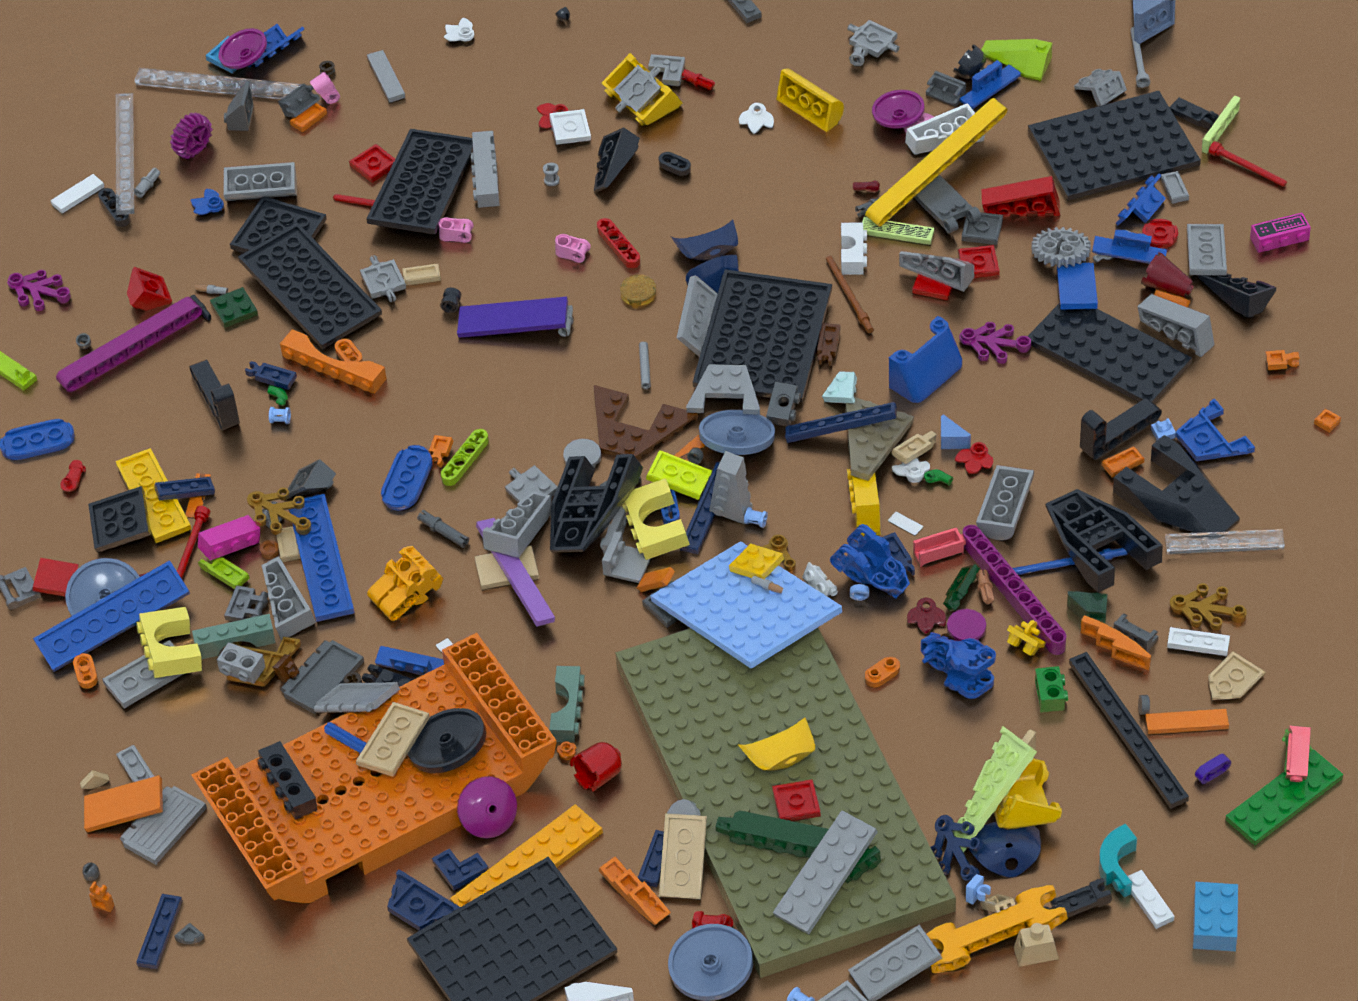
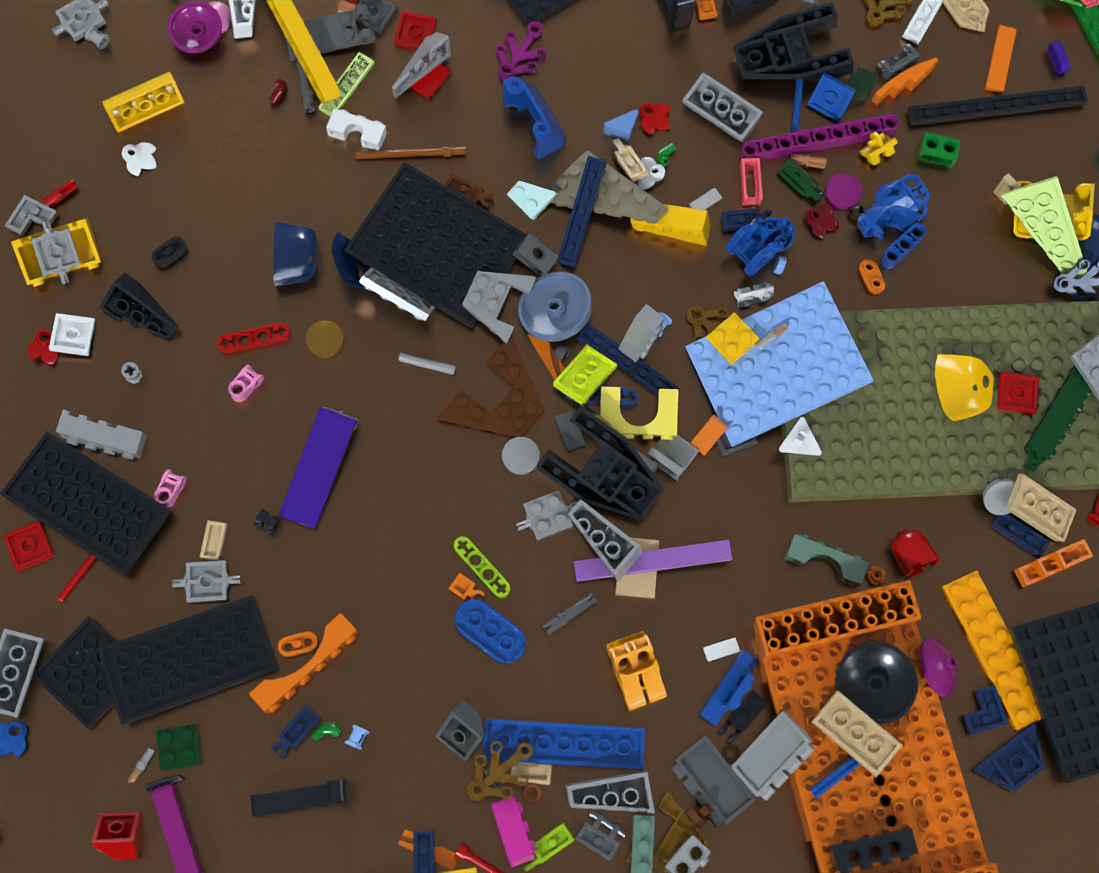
camera: 80 degrees left, 25 degrees up
(674, 641) = (801, 440): none -> white piece
(926, 685) = (908, 239): none -> blue beam
(1062, 582) = (831, 97): none -> blue tile
(1143, 704) = (977, 84): dark grey tile -> none

